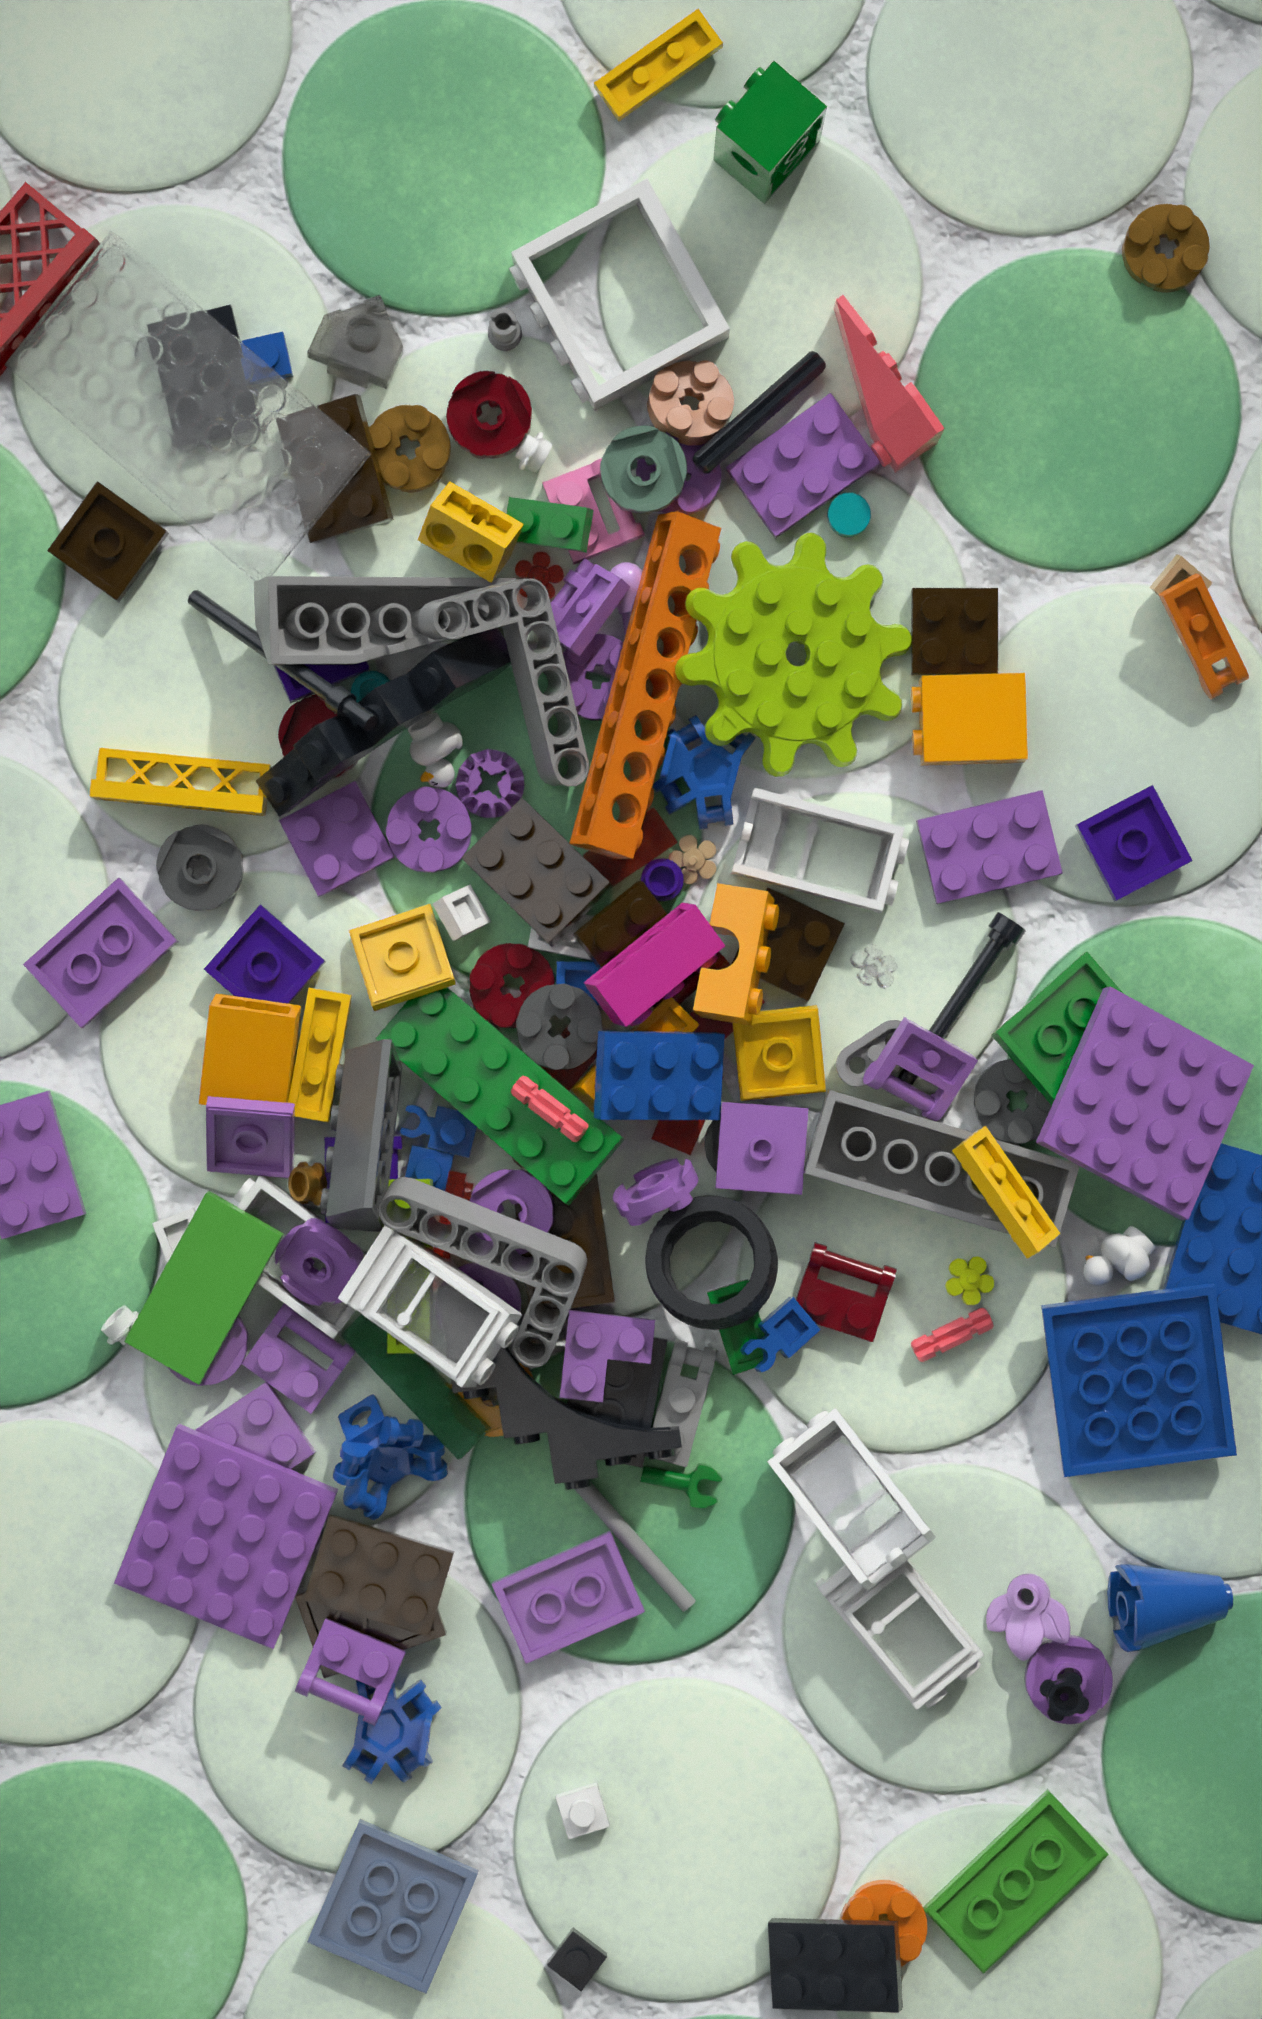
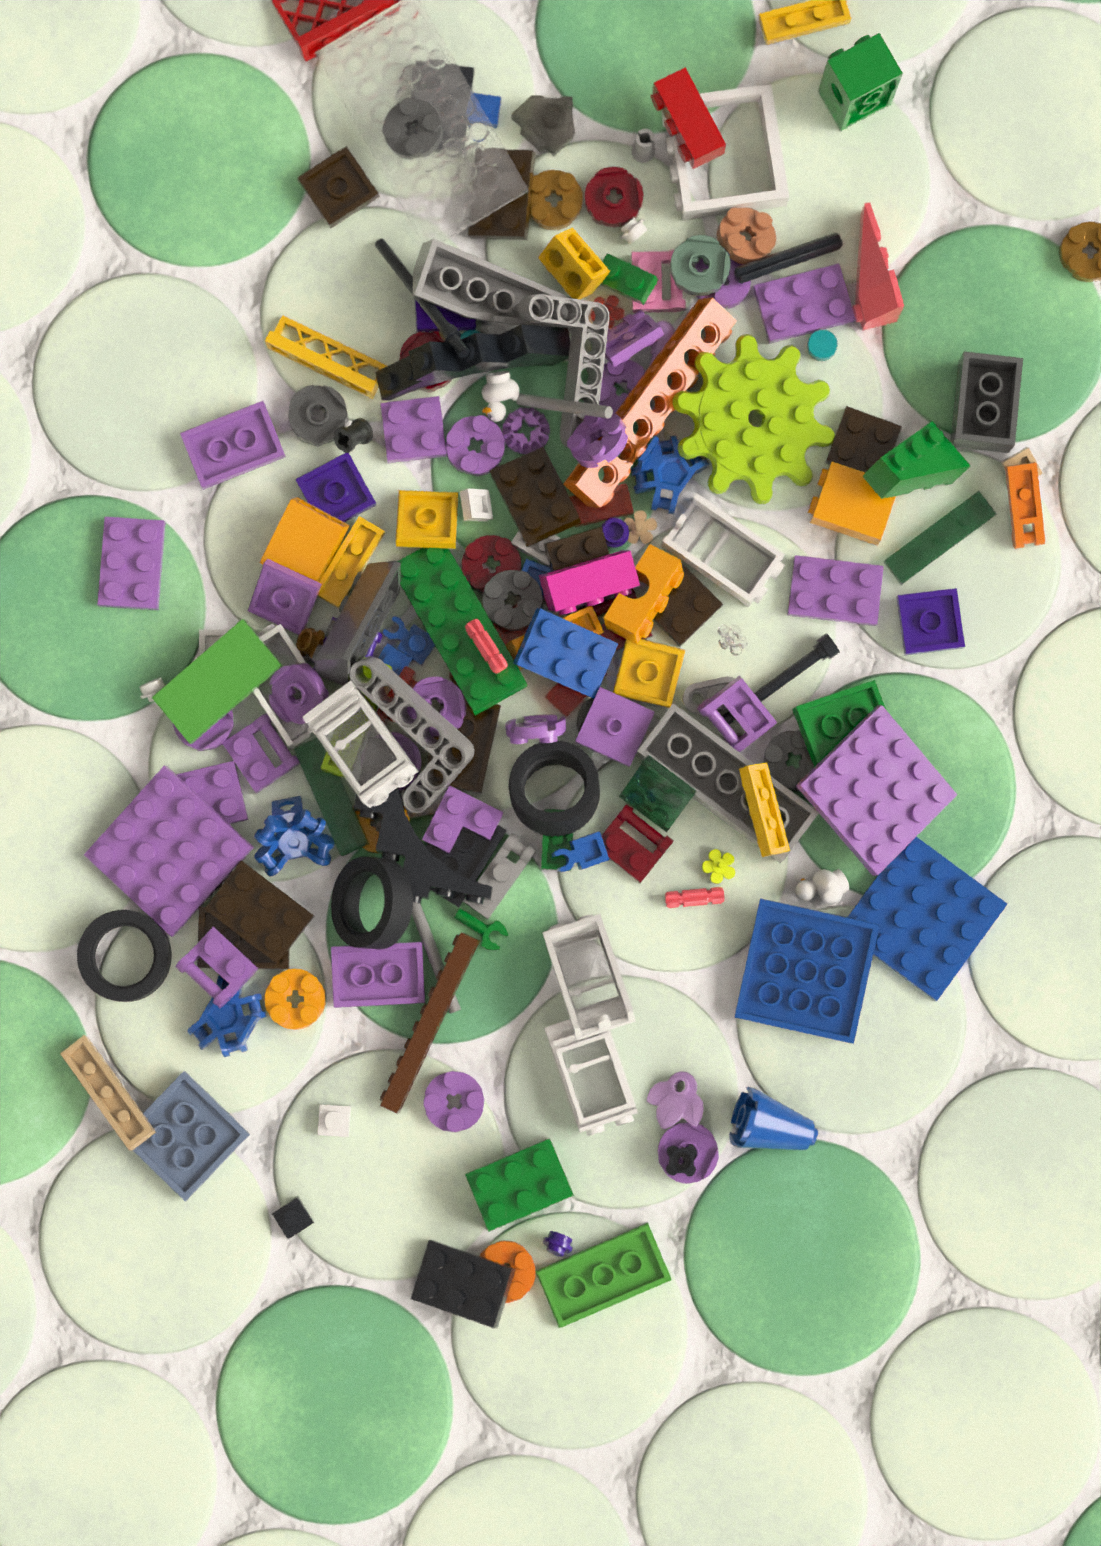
camera: 15 degrees right, 5 degrees down
(197, 1746) = (87, 951): none -> black tyre
(201, 413) = (416, 145): none -> dark grey plate
(259, 879) = (357, 433): none -> pearl dark grey bush
(269, 1890) = (108, 1093): none -> tan plate
(480, 1646) = (283, 986): none -> light orange plate
(532, 736) = (564, 406): none -> light grey bar
(552, 273) = (688, 118): none -> red brick
(559, 1498) = (397, 903): none -> black tyre
(575, 768) = (588, 449): none -> medium lavender plate
(662, 1634) = (430, 1022): none -> reddish brown piece
(722, 1703) = (436, 1102): none -> medium lavender plate
(852, 1217) = (657, 793): none -> clear green plate
(860, 1806) = (519, 1184): none -> green brick
(940, 1864) = (557, 1243): none -> dark purple plate
(1038, 636) = (917, 463): none -> green wedge
(1101, 514) = (986, 402): none -> dark grey brick
(1104, 721) = (940, 538): none -> clear green tile

